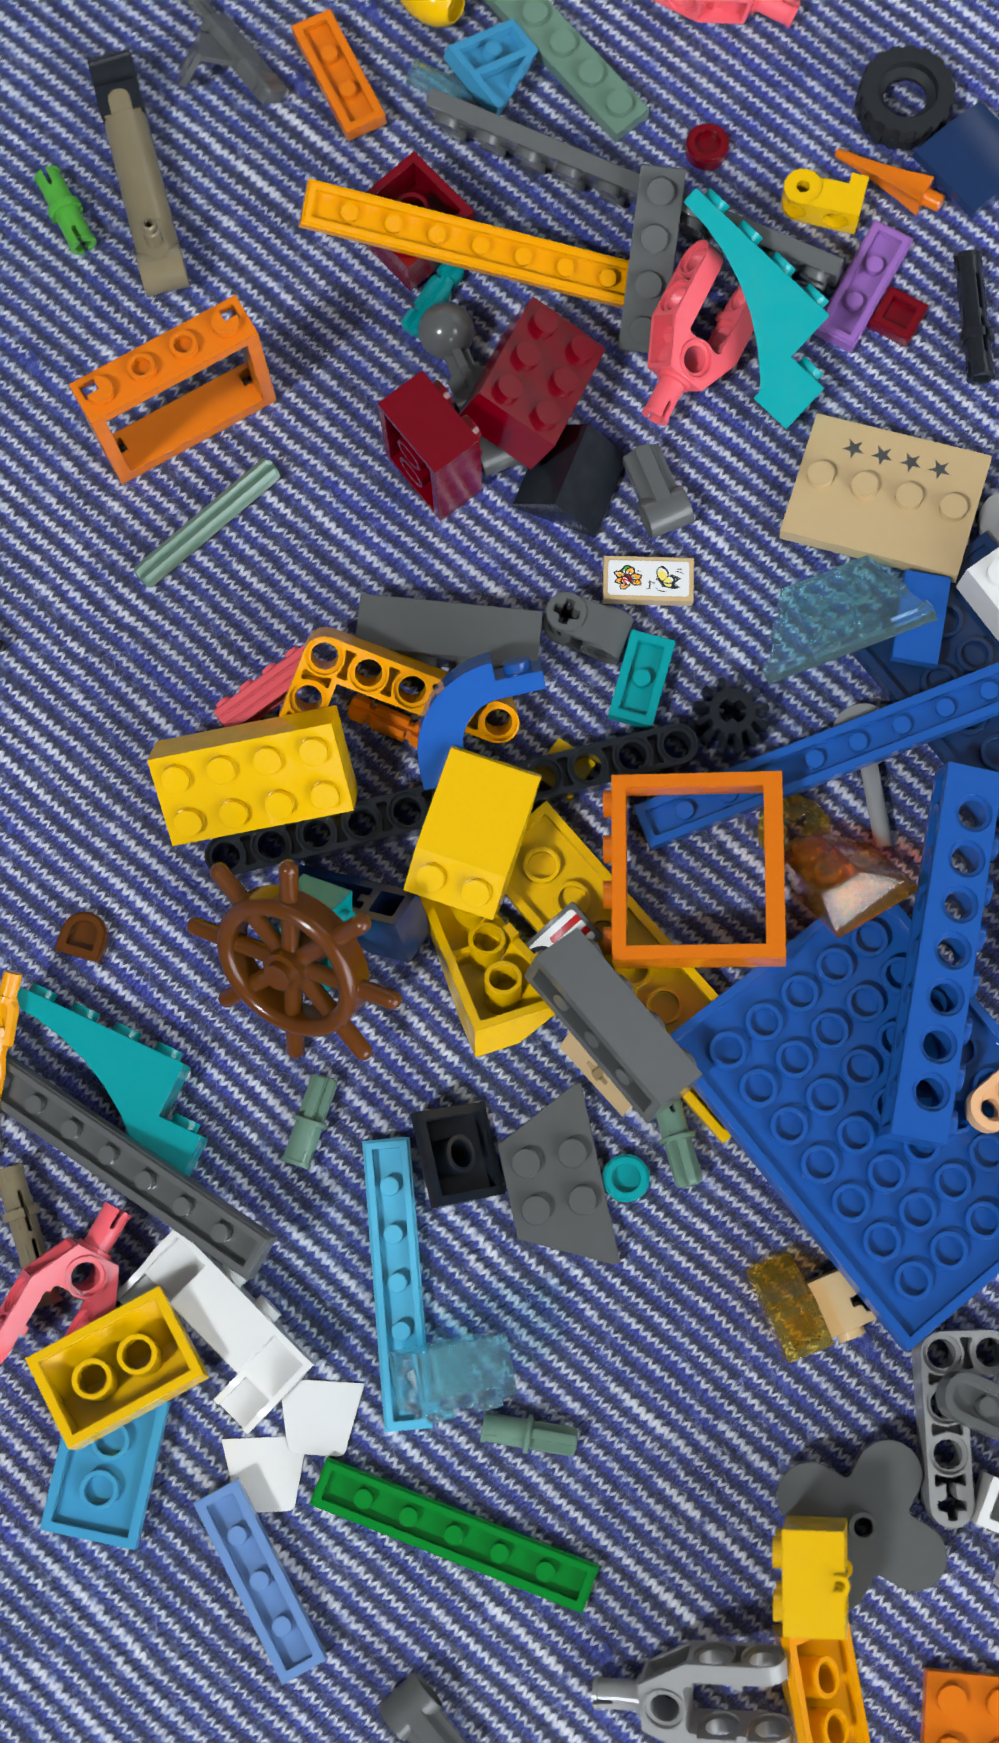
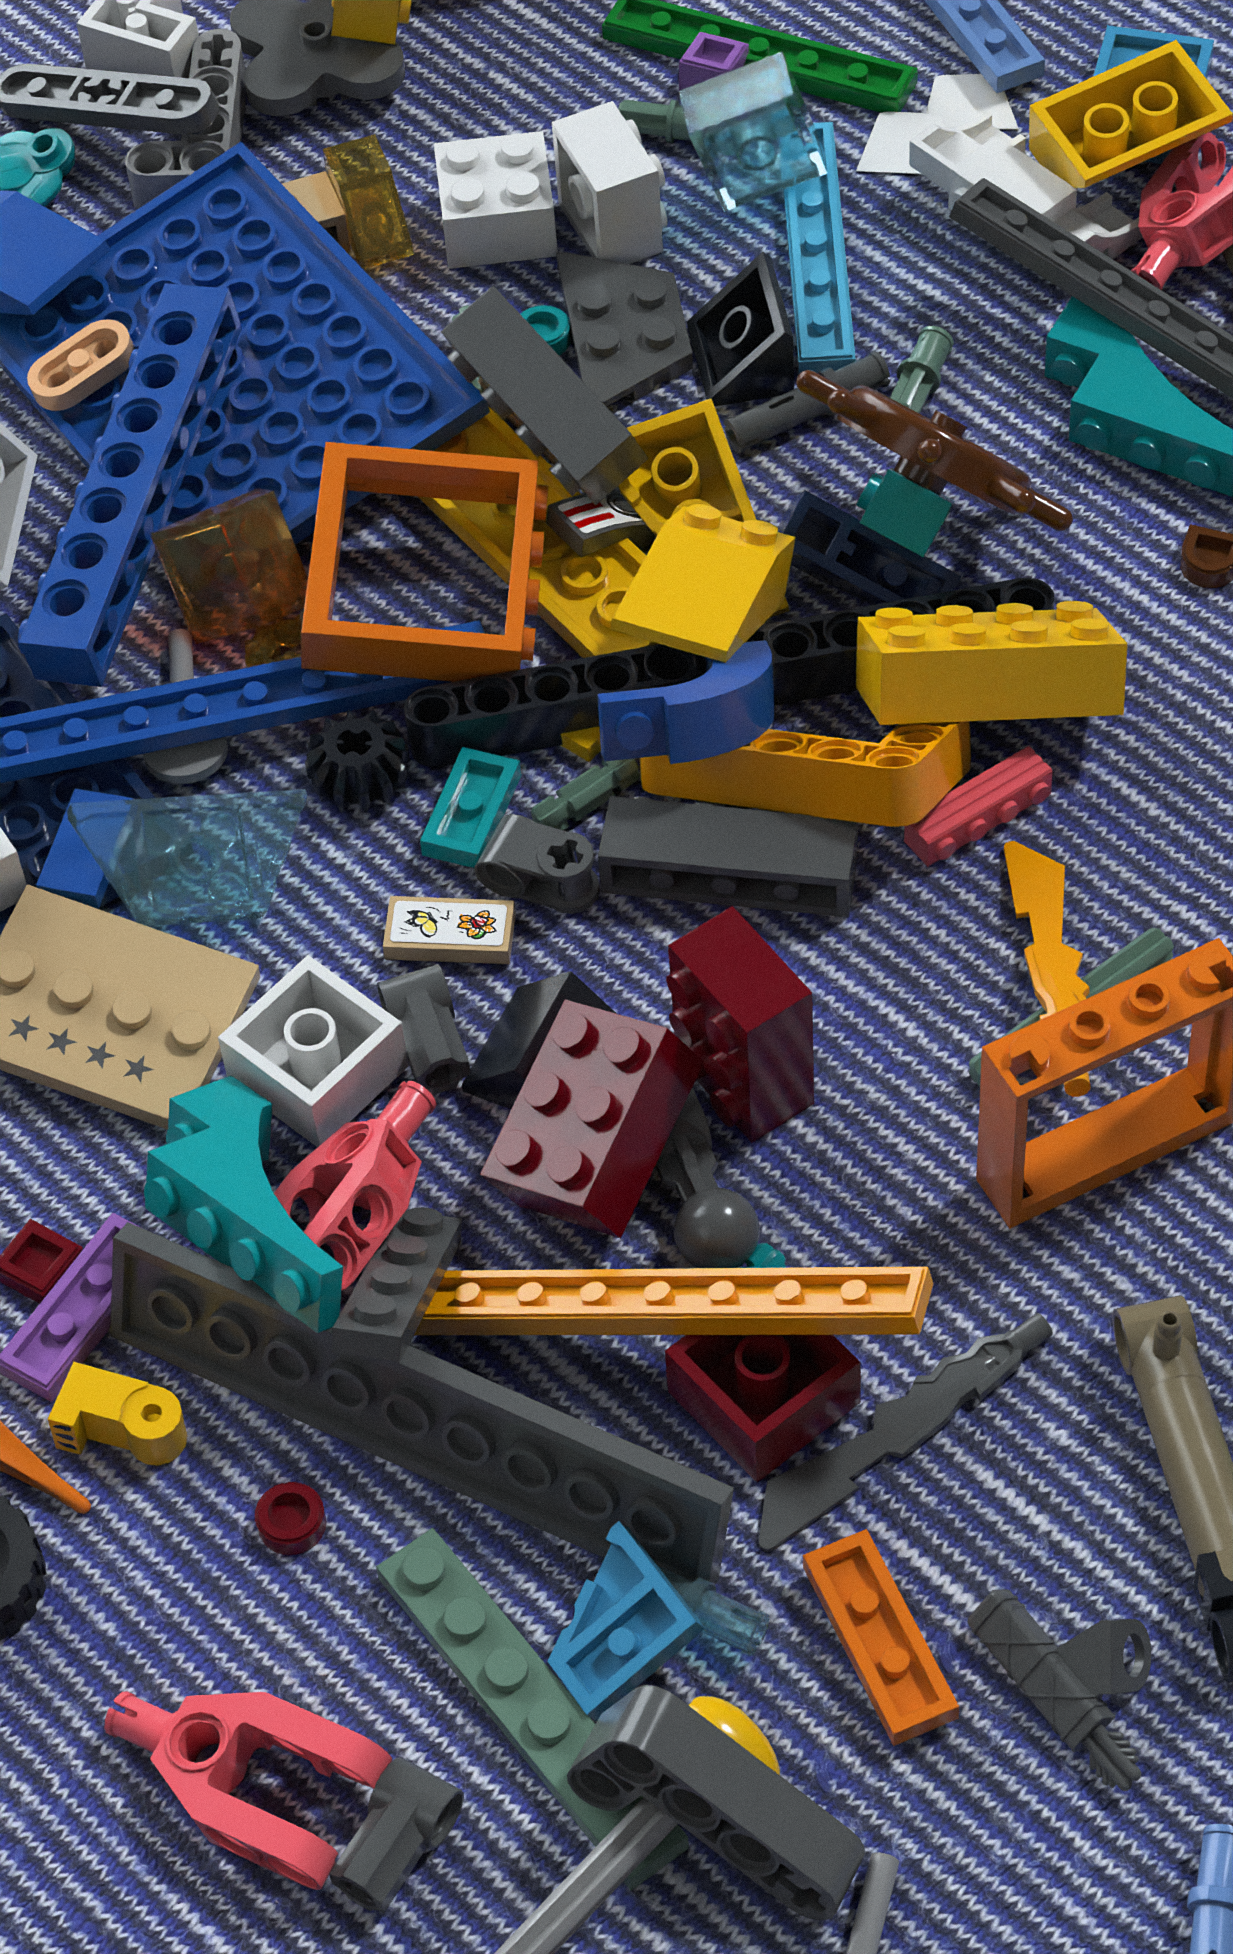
camera: 175 degrees left, 25 degrees down
(218, 547) = (1052, 966): none -> light orange sword
(296, 245) = (899, 1427): none -> dark grey sword
(400, 1091) = (795, 407): none -> dark grey pin
(493, 1505) = (710, 57): none -> medium lavender slope
(558, 700) = (585, 793): none -> sand green axle
(578, 1317) = (609, 184): none -> white brick
(678, 1320) = (496, 199): none -> white brick
(731, 452) = (315, 1050): none -> white brick

